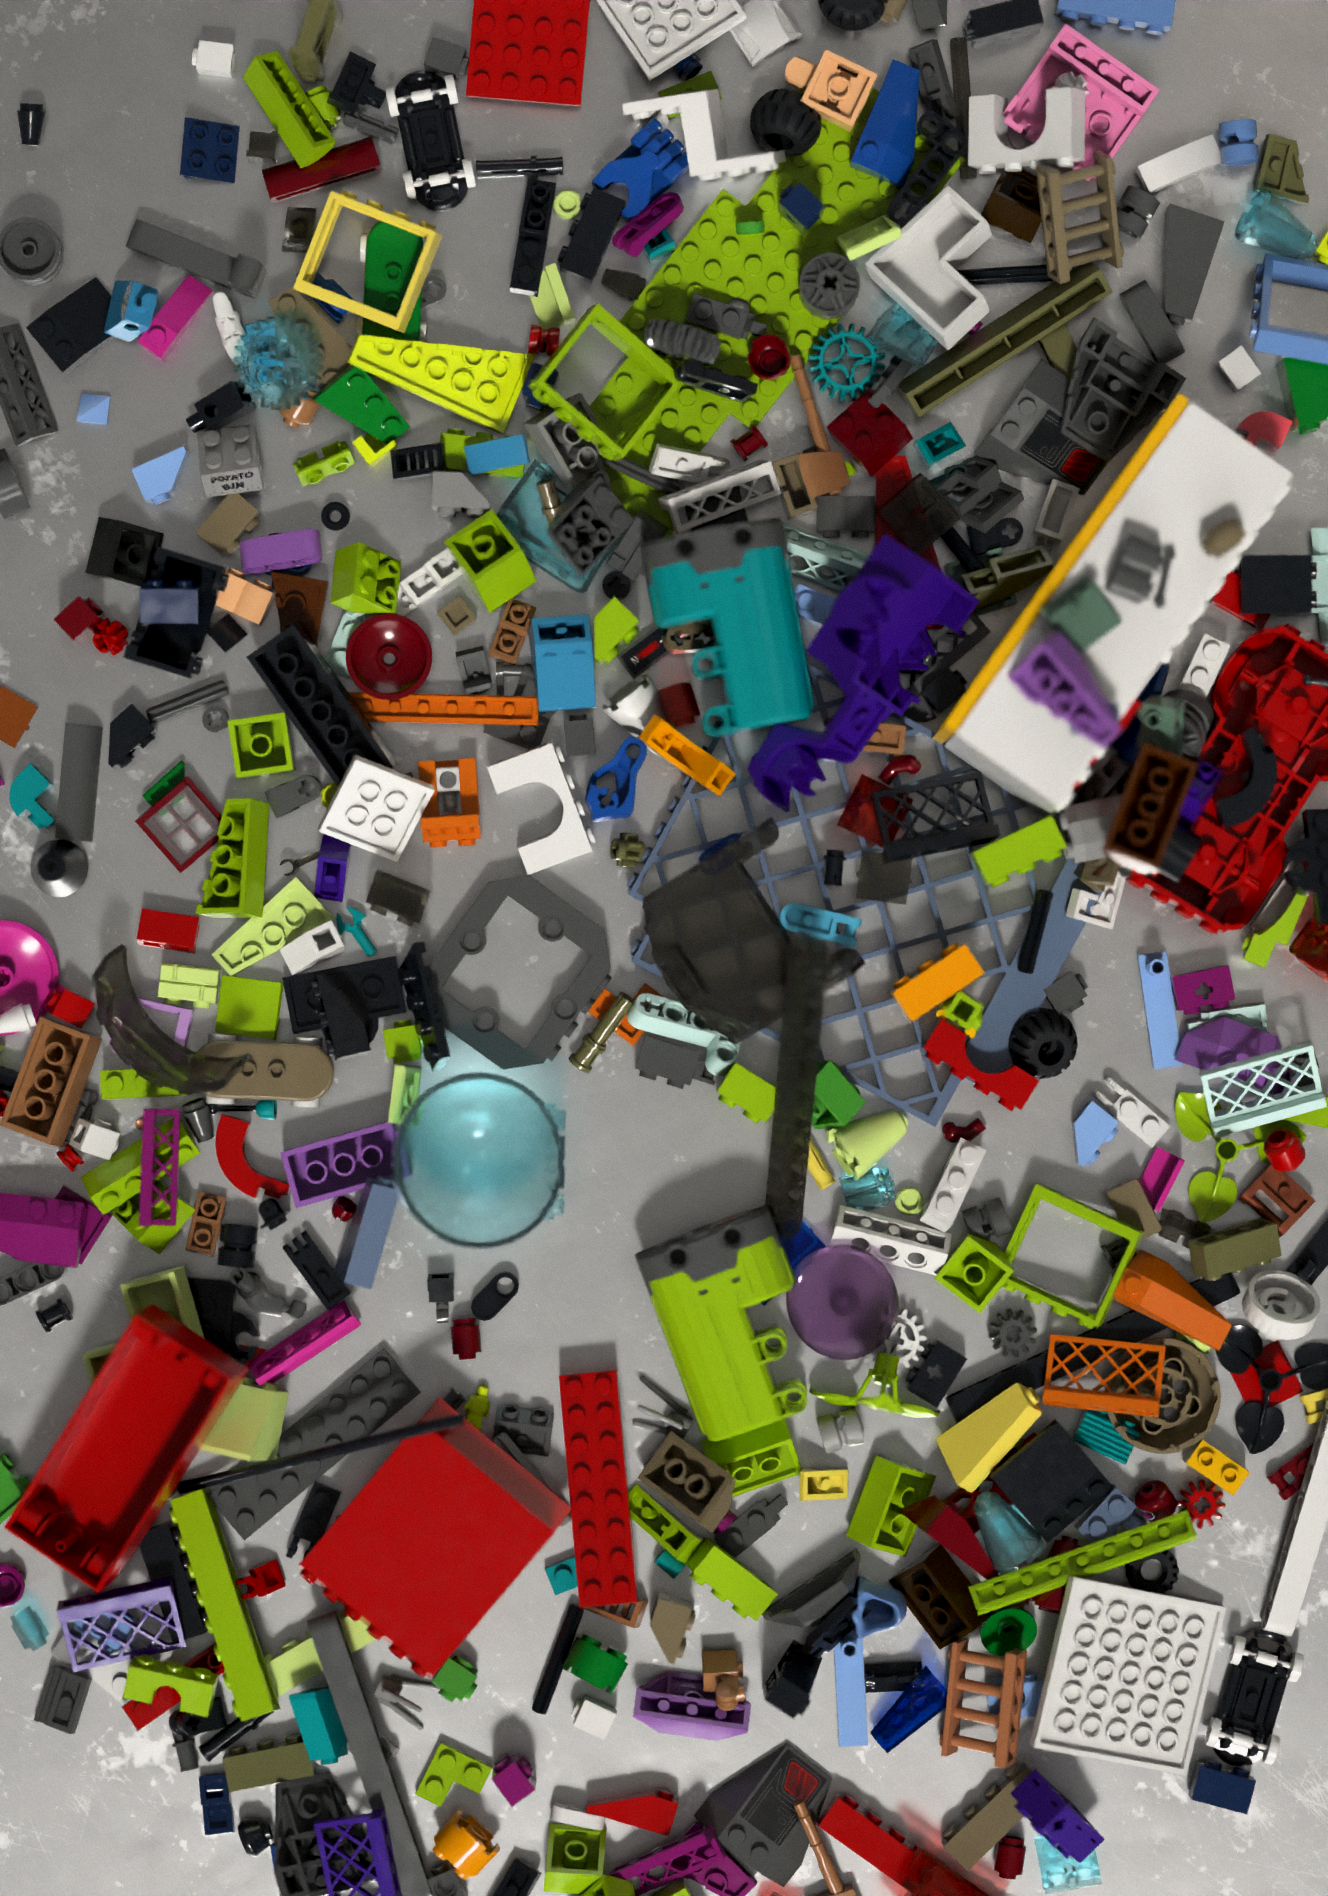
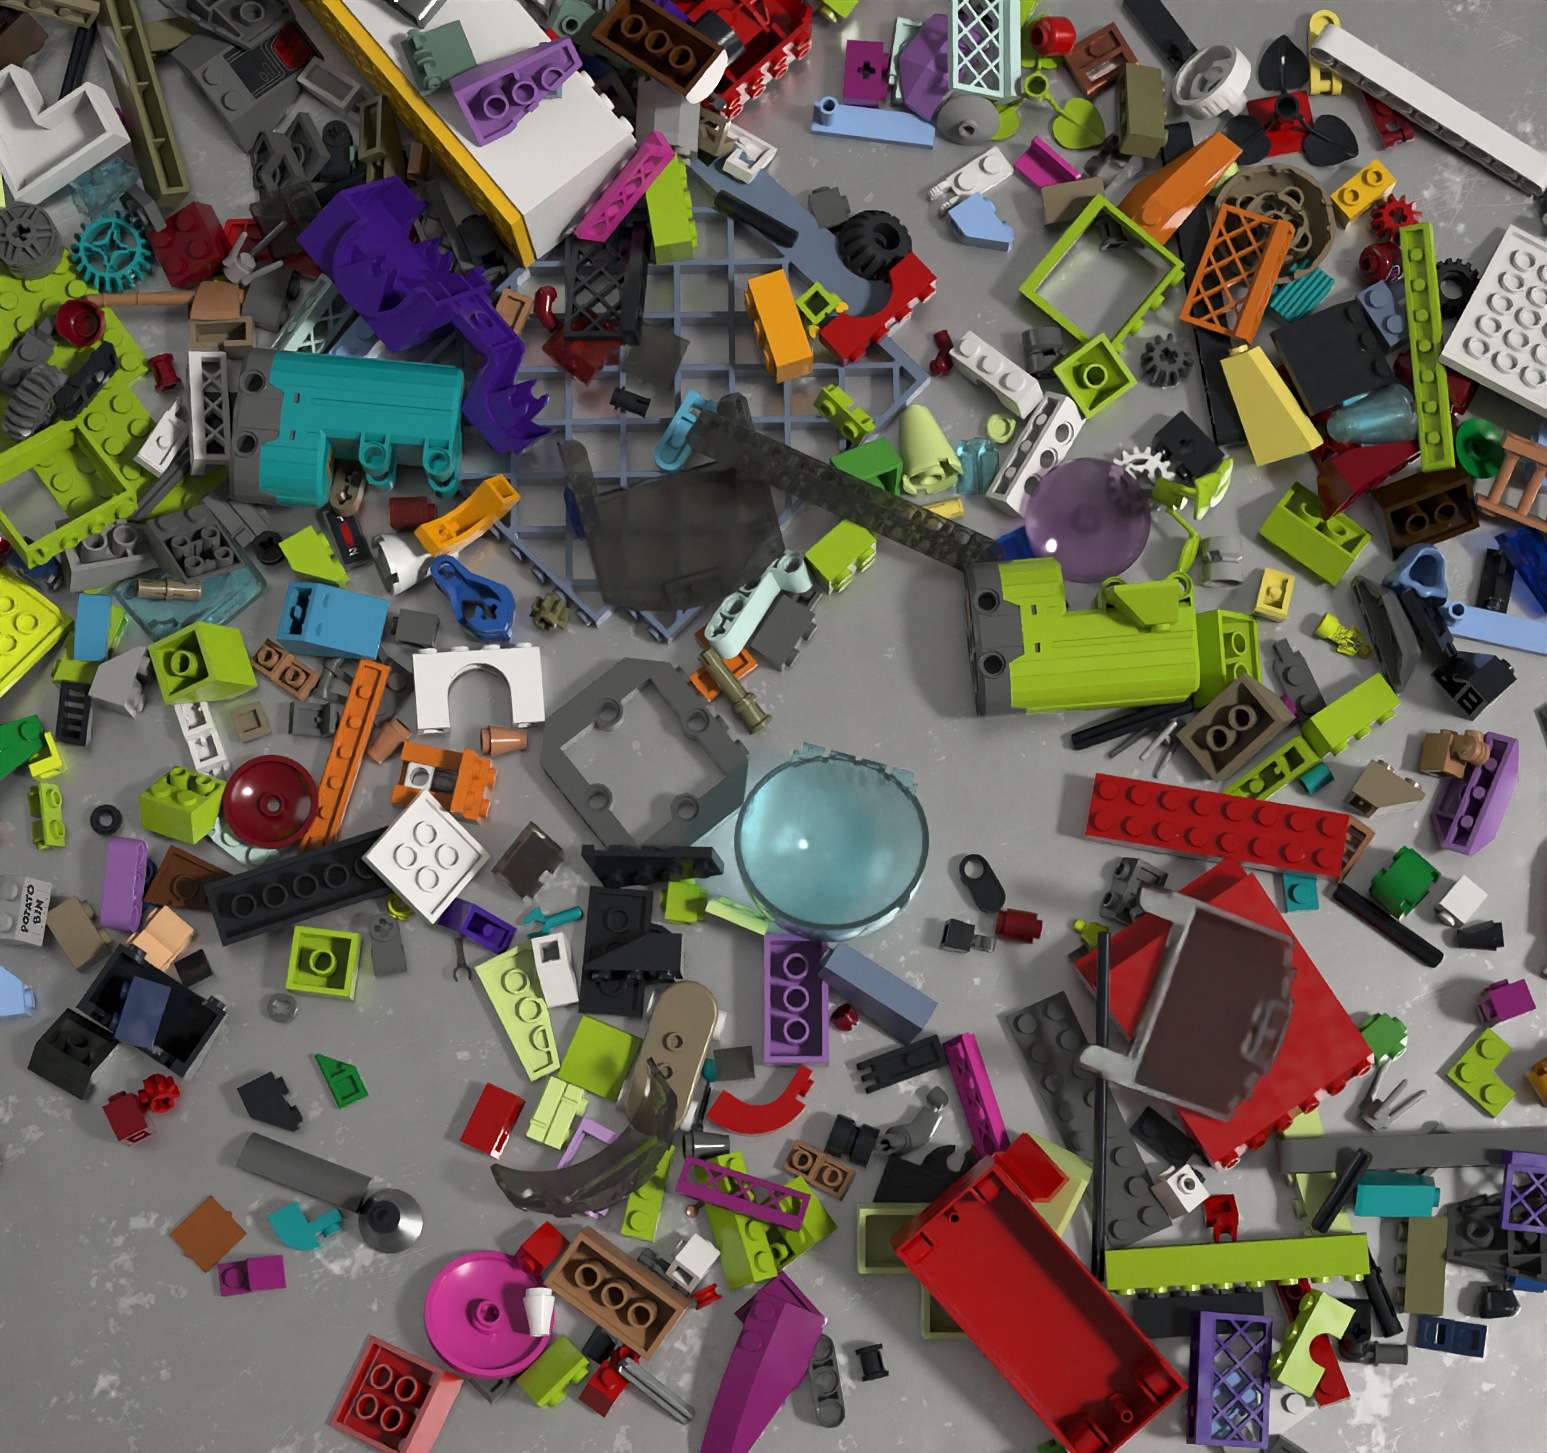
camera: 75 degrees left, 10 degrees down
(182, 824) = (383, 1072): clear piece -> none
(187, 701) = (254, 1031): dark grey axle -> none
(238, 862) = (441, 1022): lime wedge -> none
(248, 1408) = (1031, 1169): none -> red panel
(272, 1213) = (828, 1091): black hinge -> none
(273, 1538) = (1179, 1190): none -> white brick
(274, 1125) = (734, 1064): none -> clear smoke panel
(307, 1679) = (1342, 1190): none -> black axle
(420, 1526) = (1209, 1011): none -> clear smoke windscreen
(475, 742) = (389, 739): none -> nougat cone
(502, 840) = (501, 740): none -> nougat cone
(570, 1743) = (1481, 936): none -> black cone
(670, 1386) = (1129, 724): none -> black axle
(765, 1380) = (1148, 603): none -> lime slope
(802, 1560) = (1349, 640): none -> neon yellow piece
(862, 484) = (240, 266): none -> light grey plant
(880, 1049) = (834, 406): none -> lime hinge
(938, 445) = (227, 186): teal slope -> none
(999, 614) = (418, 163): none -> medium nougat slope
(1020, 811) = (626, 188): none -> dark pink fence
(1184, 1095) = (968, 119): none -> light grey dish

